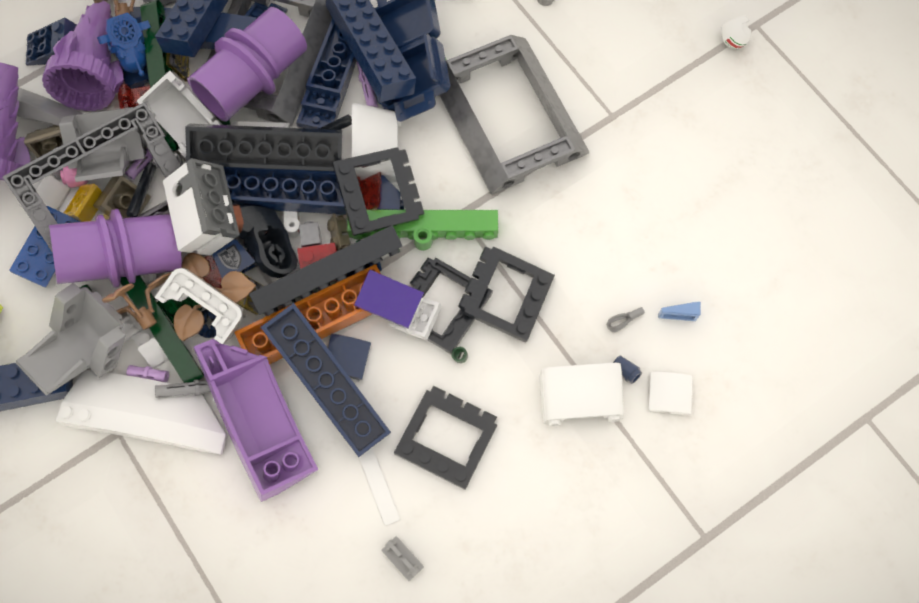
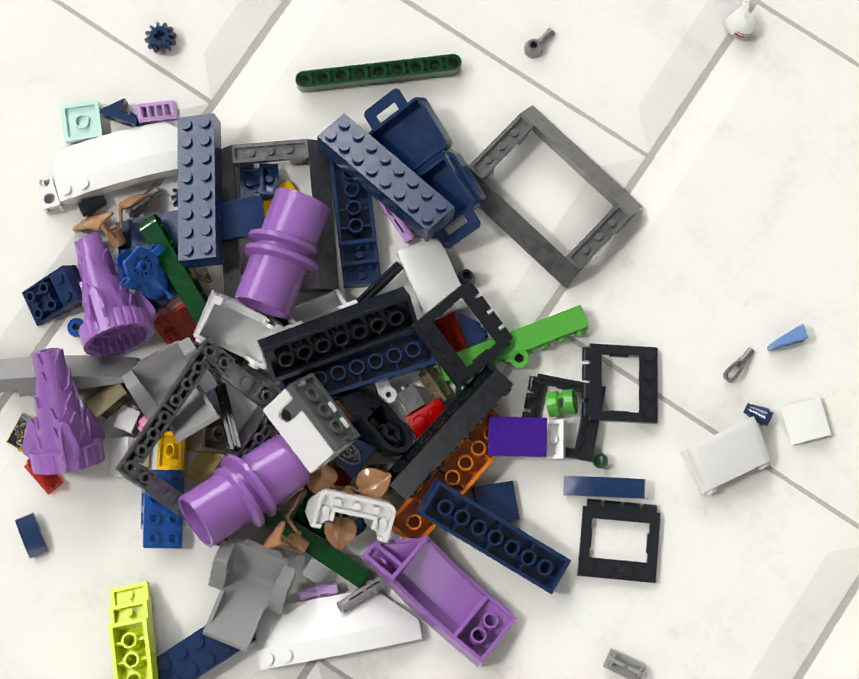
camera: 20 degrees left, 10 degrees up
(410, 152) = (472, 278): none -> black cone
(447, 289) = (555, 403): none -> bright green wheel
(454, 380) = (604, 487): none -> dark blue slope

